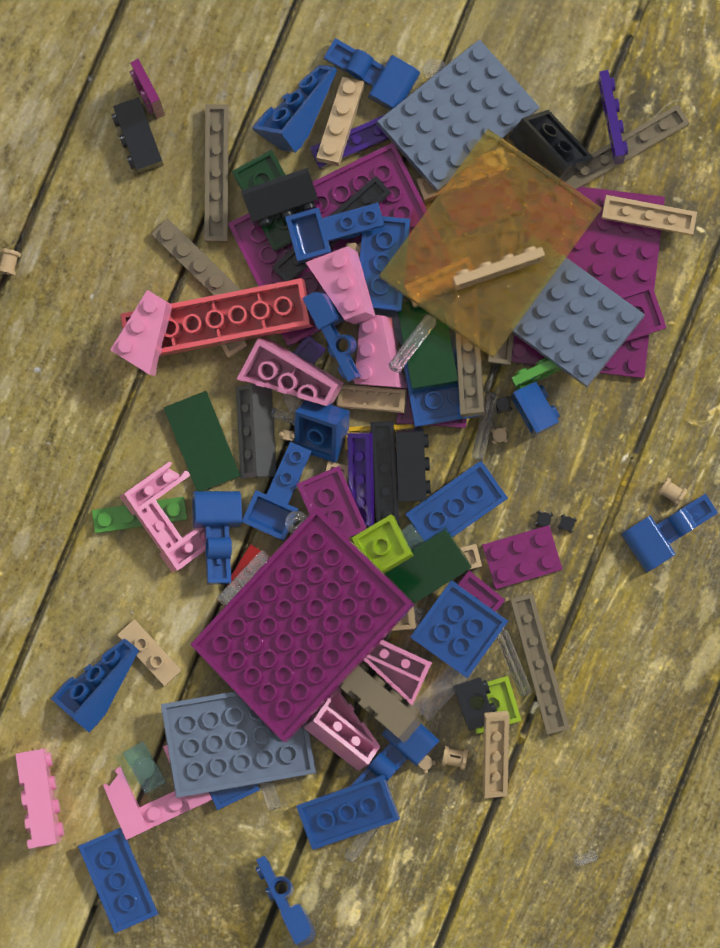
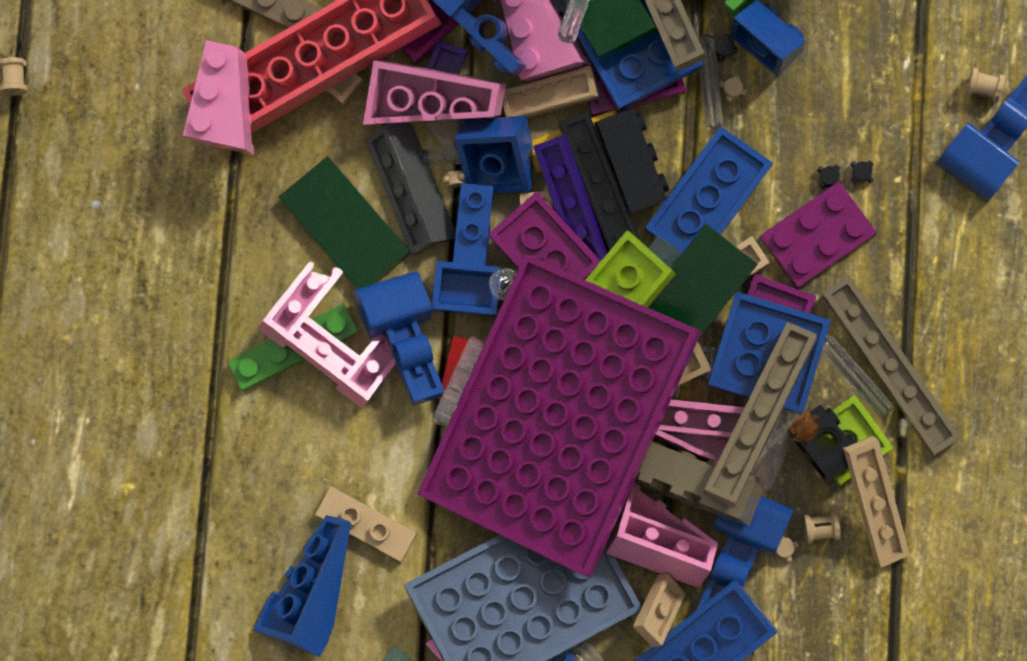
camera: 10 degrees left, 5 degrees down
(326, 777) = (659, 610): none -> tan plate
(436, 671) = (760, 415): none -> dark tan plate
(464, 690) = (805, 427): none -> clear orange plate

